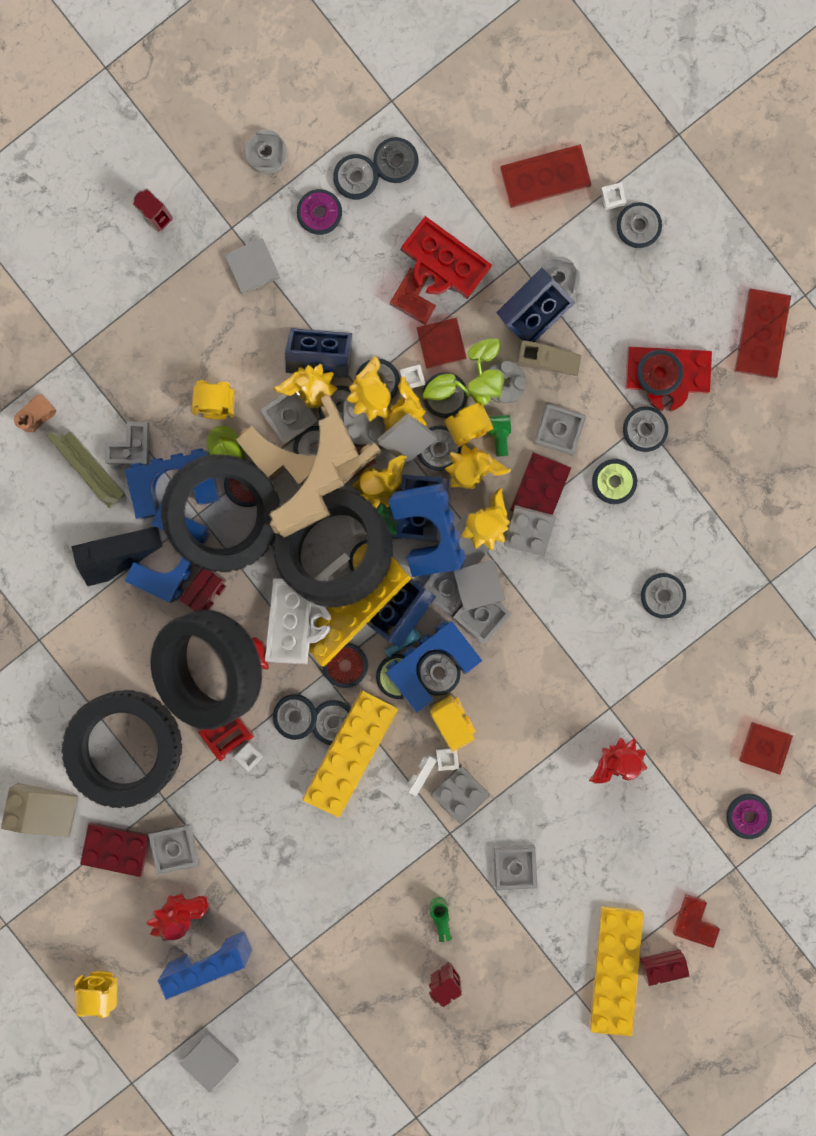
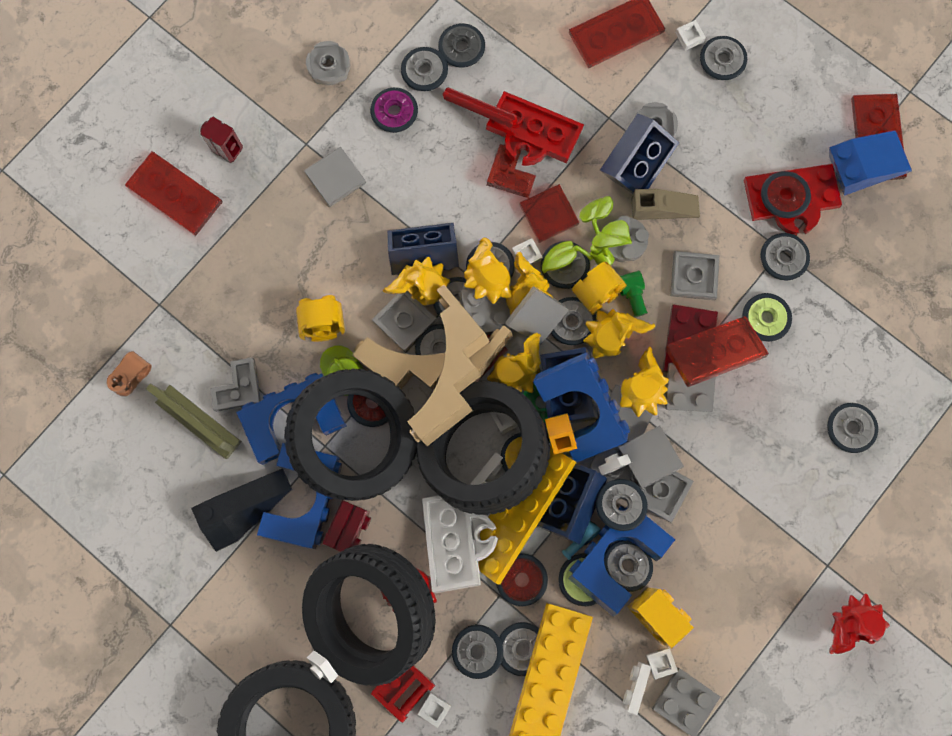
camera: 10 degrees left, 10 degrees down
(101, 250) = (173, 193): none -> clear red tile
(158, 704) = (321, 667): none -> white plate
(398, 228) = (480, 107): none -> red axle
(403, 550) = (560, 434): none -> light orange brick
(433, 631) = (631, 494): none -> wheel
(445, 584) = (614, 463): none -> white plate
(559, 504) = (716, 351): none -> clear red tile
(745, 356) = (868, 161): none -> blue slope

